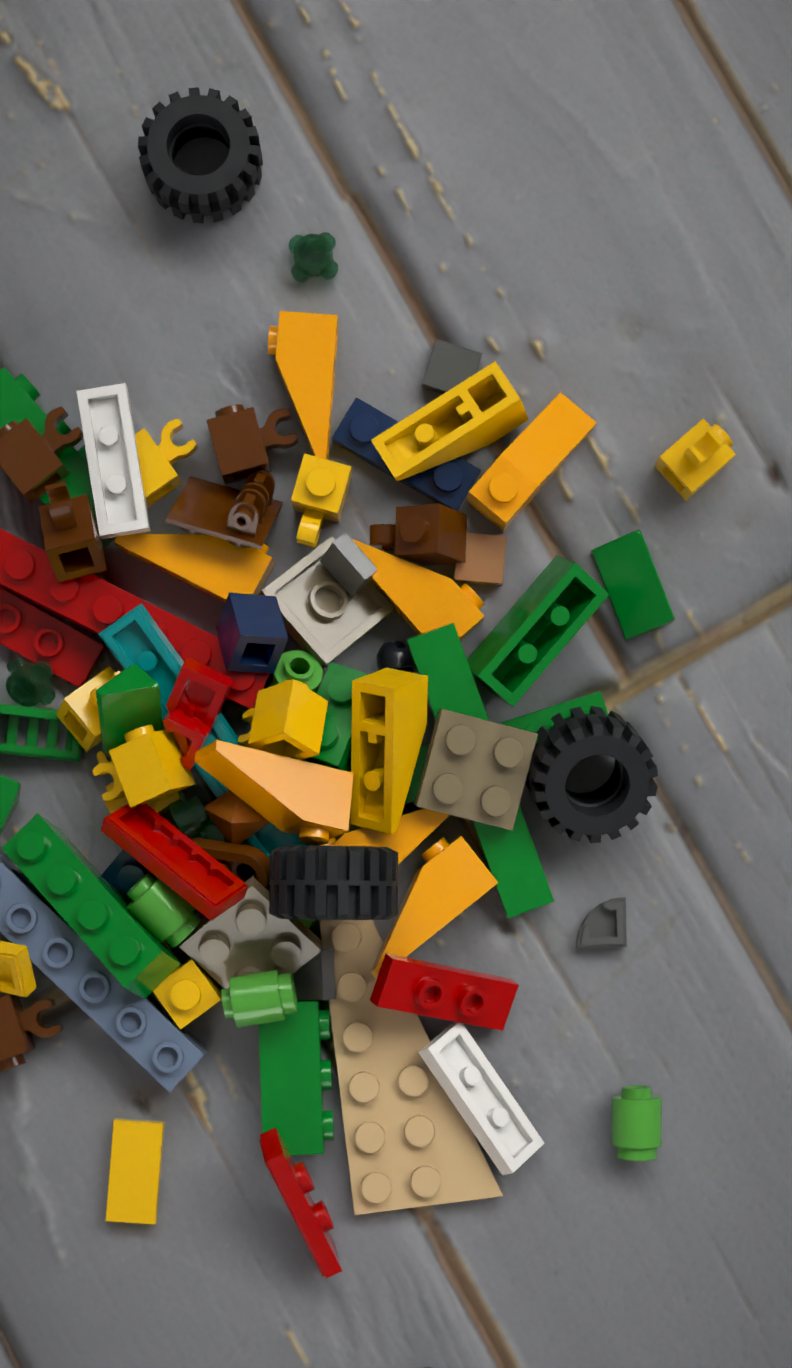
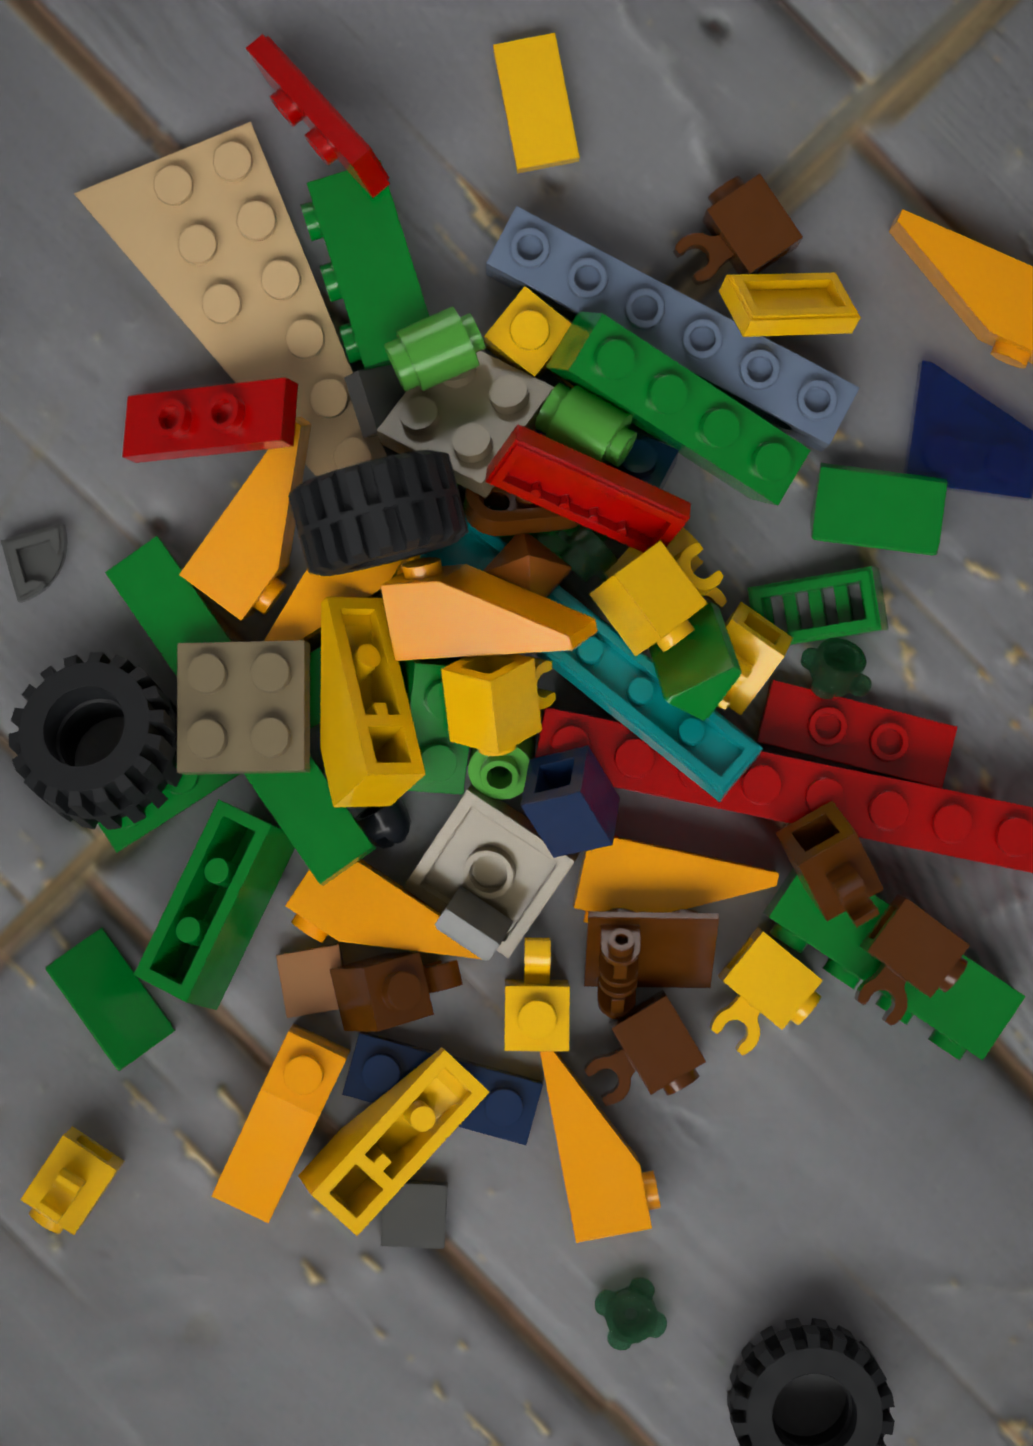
camera: 165 degrees right, 5 degrees up
(113, 461) = (807, 975): white plate -> none
(195, 707) = (614, 687): red slope -> none
(481, 1098) = (131, 305): white plate -> none

